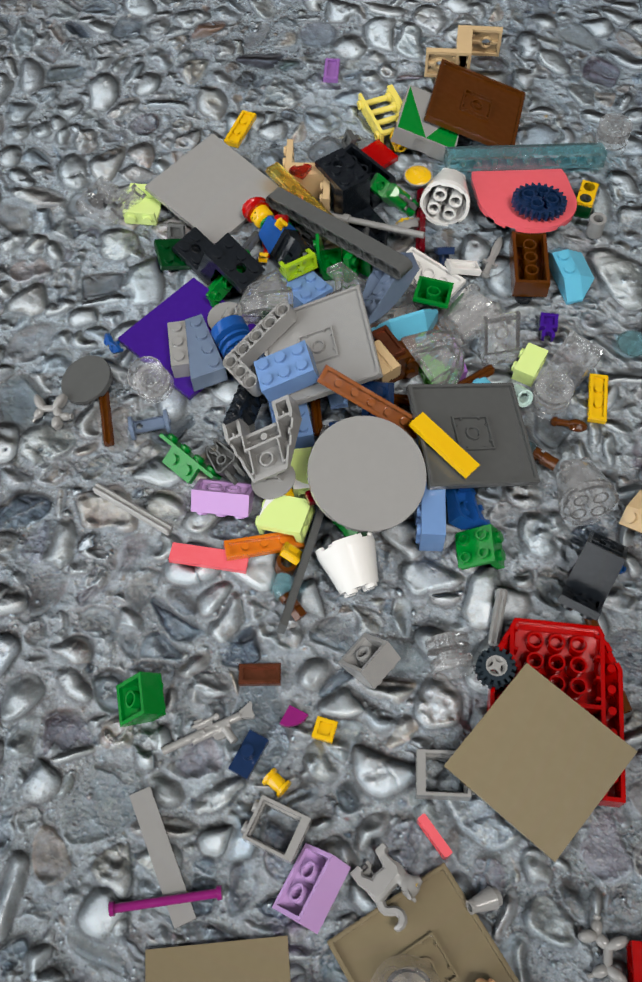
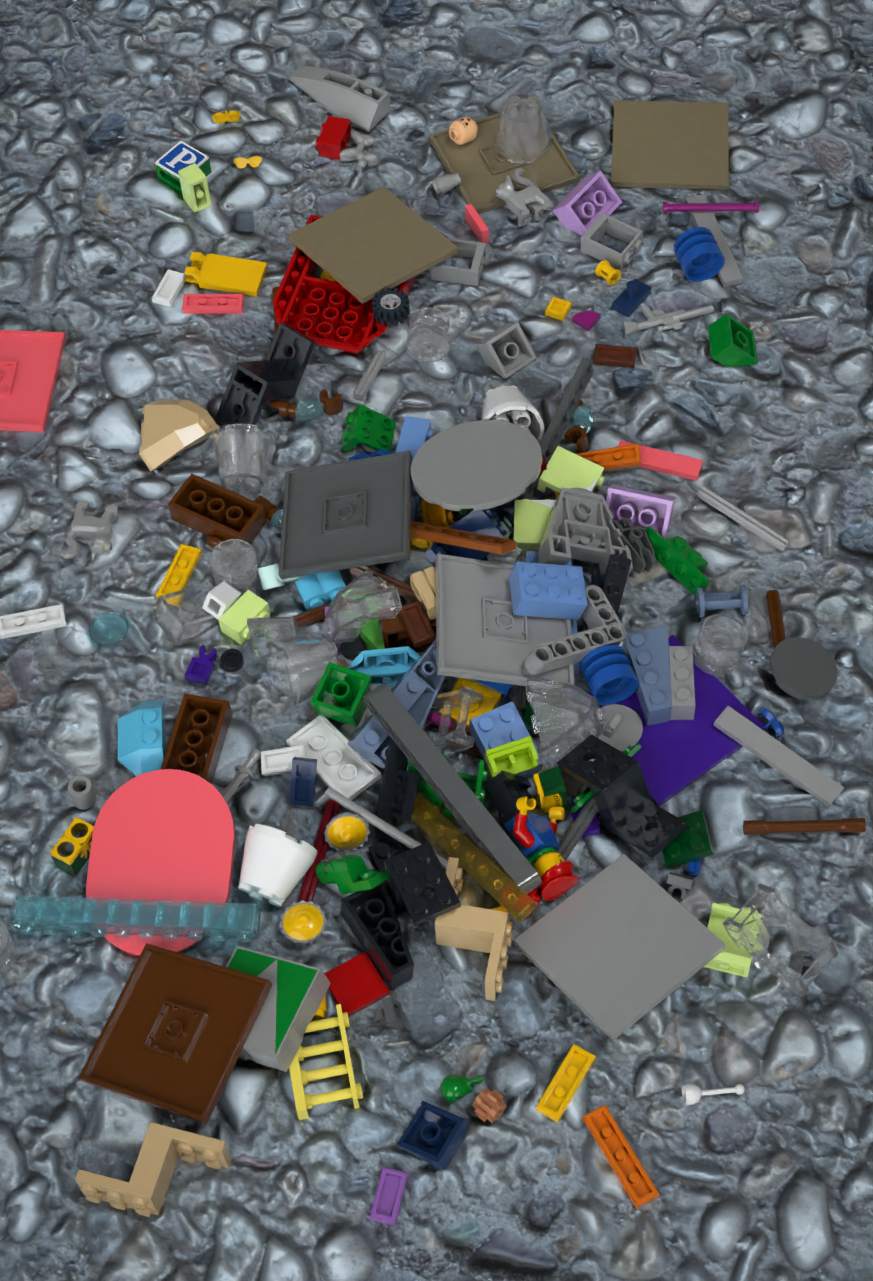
camera: 170 degrees left, 5 degrees down
(58, 404) = (860, 645): light grey piece -> none
(91, 278) = (844, 825): none -> reddish brown piece
(109, 317) = (778, 756): none -> light grey tile
(164, 130) = (692, 1093): none -> white hinge
(177, 811) = (698, 254): none -> blue wheel
(205, 102) = (620, 1156): none -> orange tile
(268, 258) = (550, 789): none -> dark green piece
(282, 107) = (489, 1105): none -> nougat gear
(291, 553) = (570, 440): yellow tile -> none
(300, 171) = (483, 909): clear red tile -> none
(303, 116) = (456, 1086): none -> green piece
(312, 90) = (434, 1135): none -> dark blue slope
(444, 445) = (384, 487): yellow tile -> none
(527, 336) = (232, 660): none -> black tile
(539, 201) = (132, 815): dark blue gear -> none
(543, 563) = (310, 409): none -> reddish brown piece
(551, 362) = (220, 599): none -> white brick
(579, 438) = (216, 510): none -> reddish brown brick

